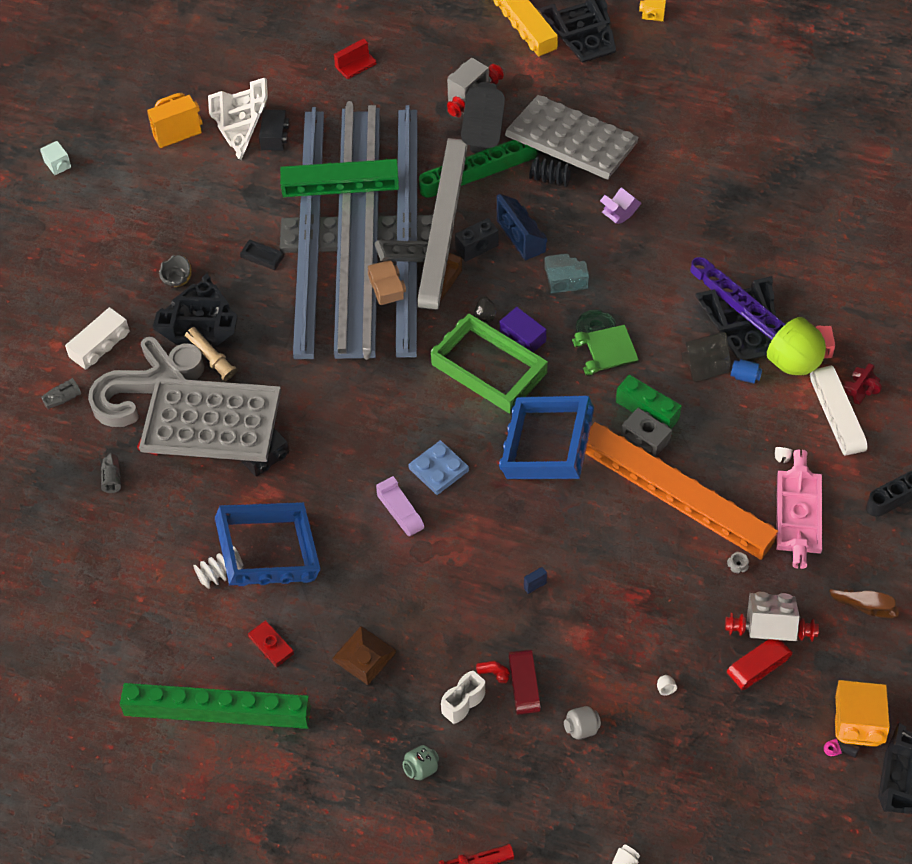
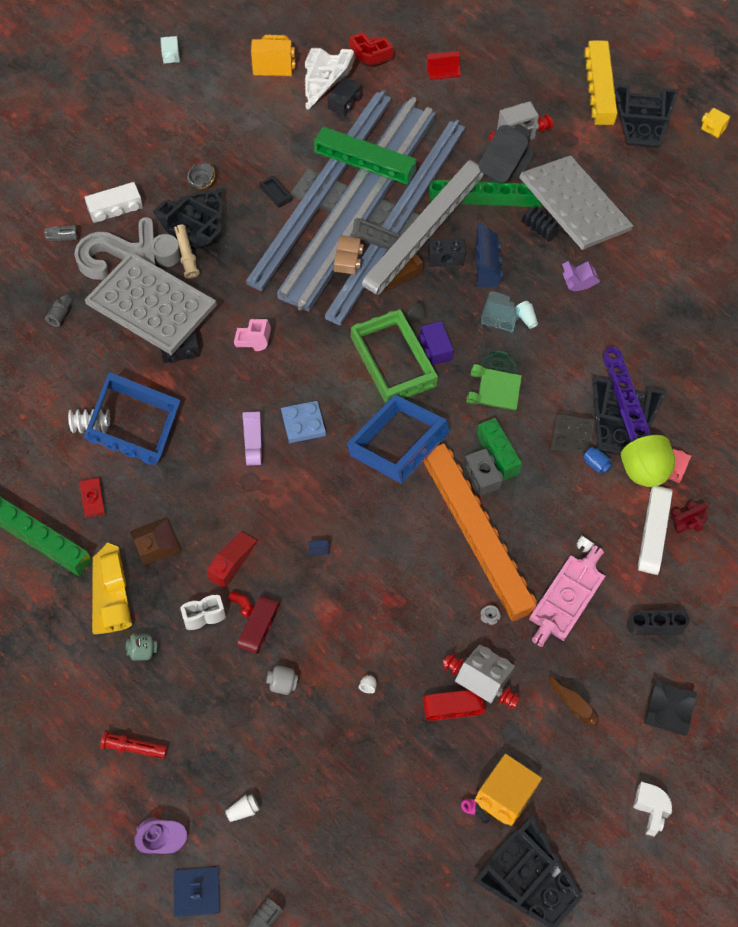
camera: 25 degrees right, 5 degrees up
(276, 71) = (371, 51): none -> red brick
(339, 405) = (254, 336): none -> bright pink brick
(351, 727) = (110, 602): none -> yellow panel
(455, 634) = (230, 559): none -> red slope
(593, 264) = (527, 314): none -> light aqua cone

